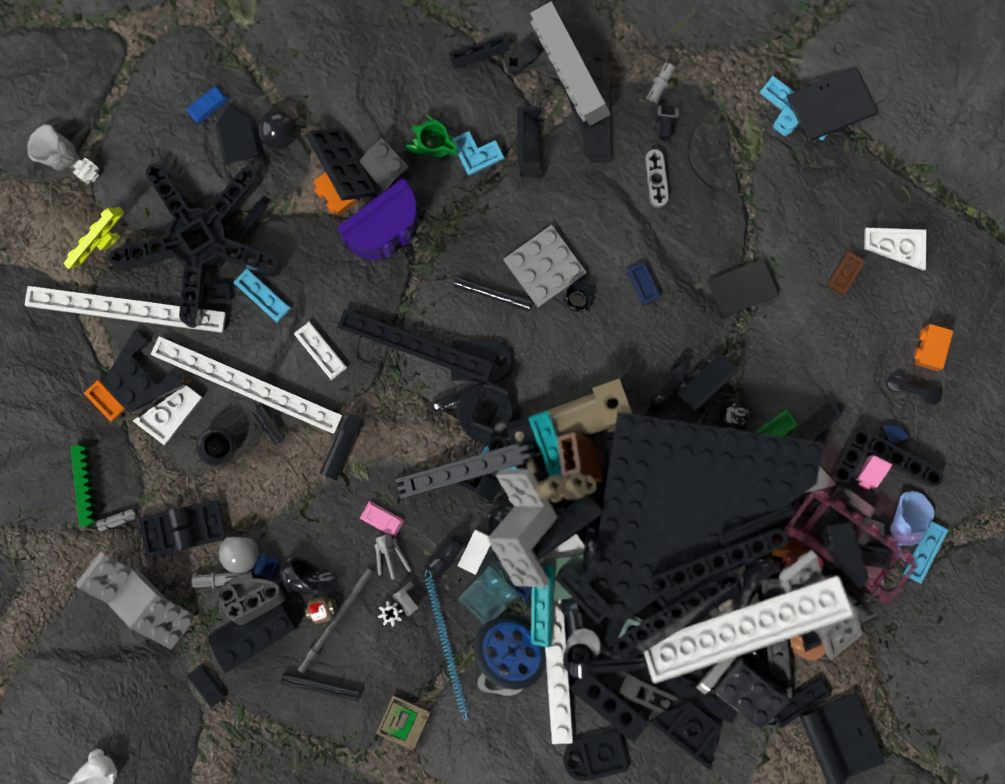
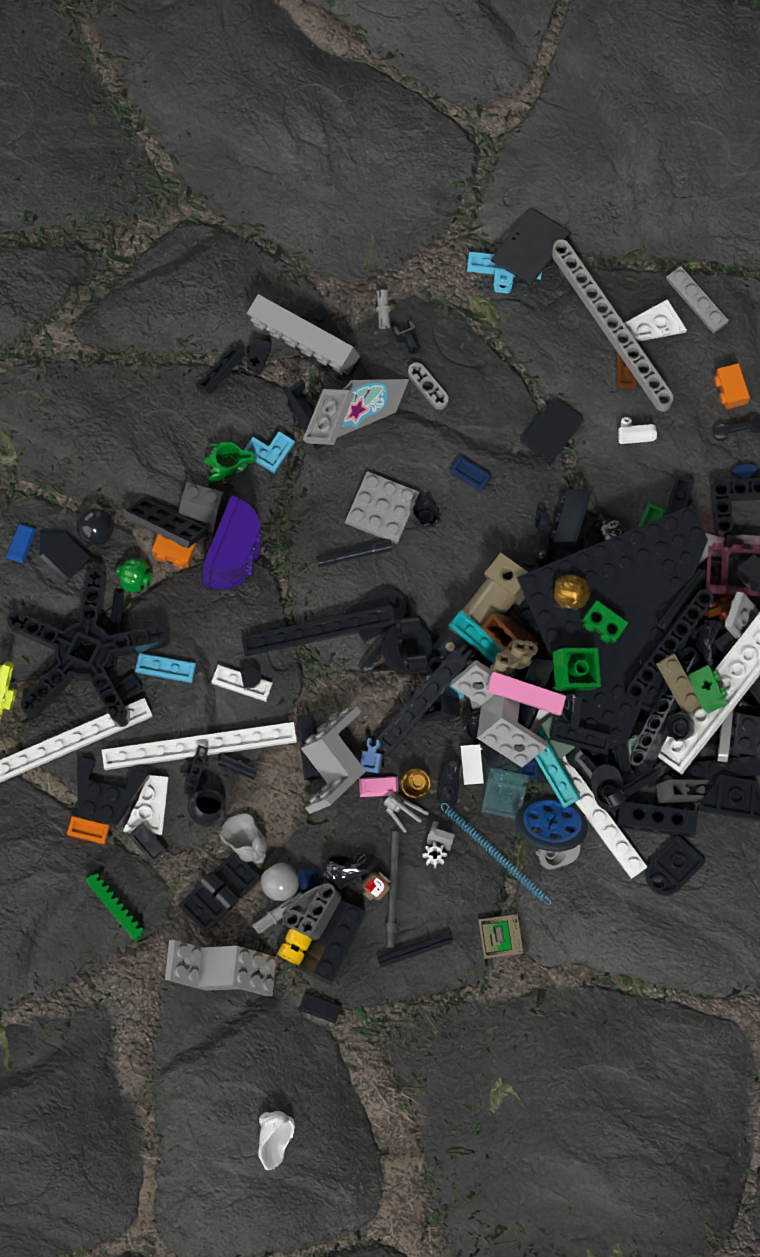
camera: 35 degrees left, 10 degrees down
(116, 520) = (159, 919): light grey axle -> none
(147, 445) = (148, 843): none -> black tile
(208, 625) = (298, 941): none -> yellow wheel
(232, 494) = (244, 838): none -> light grey hair
(236, 398) = (194, 764): none -> black piece
(286, 194) = (134, 574): none -> green plant
(328, 352) = (250, 677): none -> black tile
(350, 474) = (332, 759): none -> light grey bracket
(389, 490) = (371, 760): none -> medium blue plate
(414, 538) = (416, 783): none -> pearl gold hair
(556, 527) = (526, 693): none -> bright pink tile
(571, 160) = (353, 408): none -> light grey piece
(617, 532) = (576, 669): none -> green brick
(658, 457) = (571, 591): none -> pearl gold hair
(675, 501) = (606, 617): none -> green brick
(679, 641) = (679, 726): none -> black hair
(703, 603) = (678, 683): none -> dark tan plate
(723, 613) = (701, 682): none -> green brick
(816, 338) = (635, 434): none -> white piece
(855, 233) = (612, 334): none -> light grey beam
(872, 472) = (746, 509): bright pink slope -> none
(953, 246) = (697, 299): none -> light grey plate

